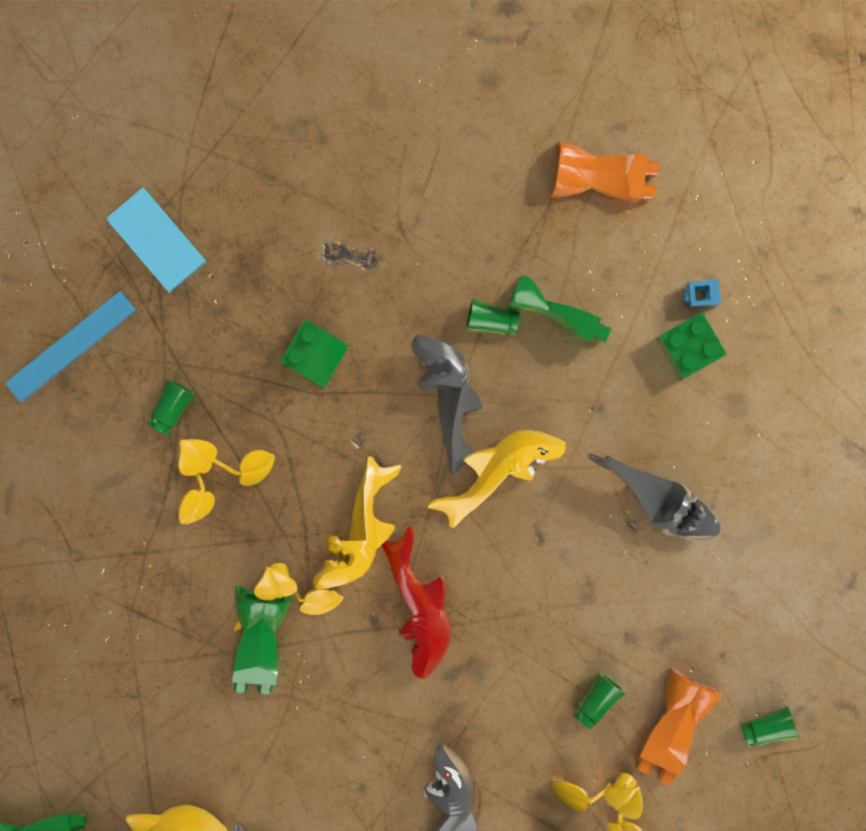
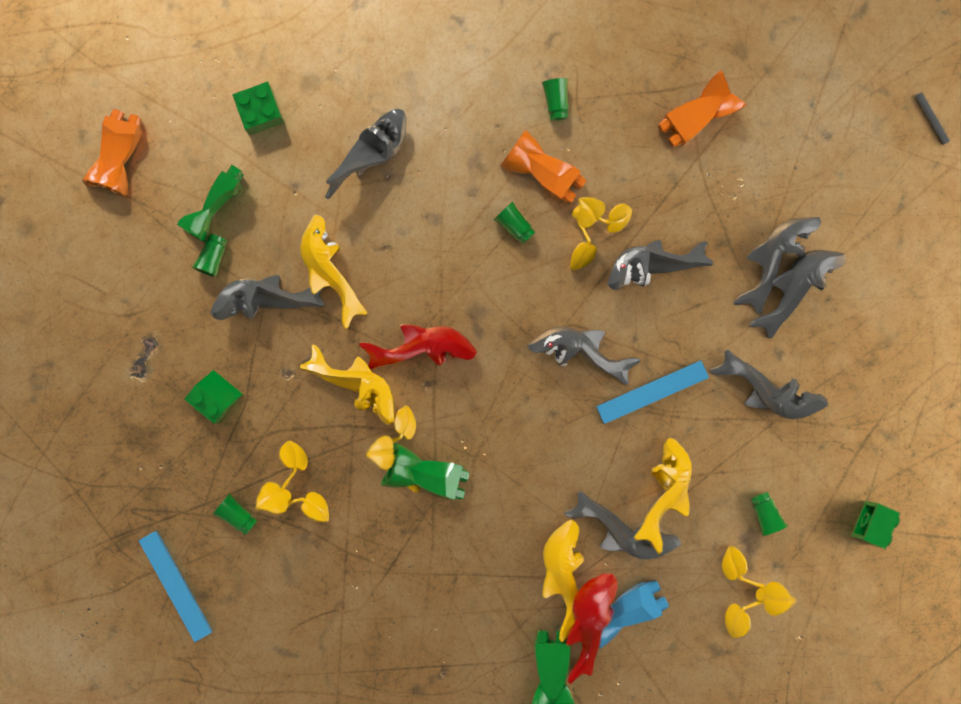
camera: 80 degrees left, 0 degrees up
(156, 240) = (104, 506): medium azure tile -> none
(710, 290) = (218, 87): dark azure brick -> none

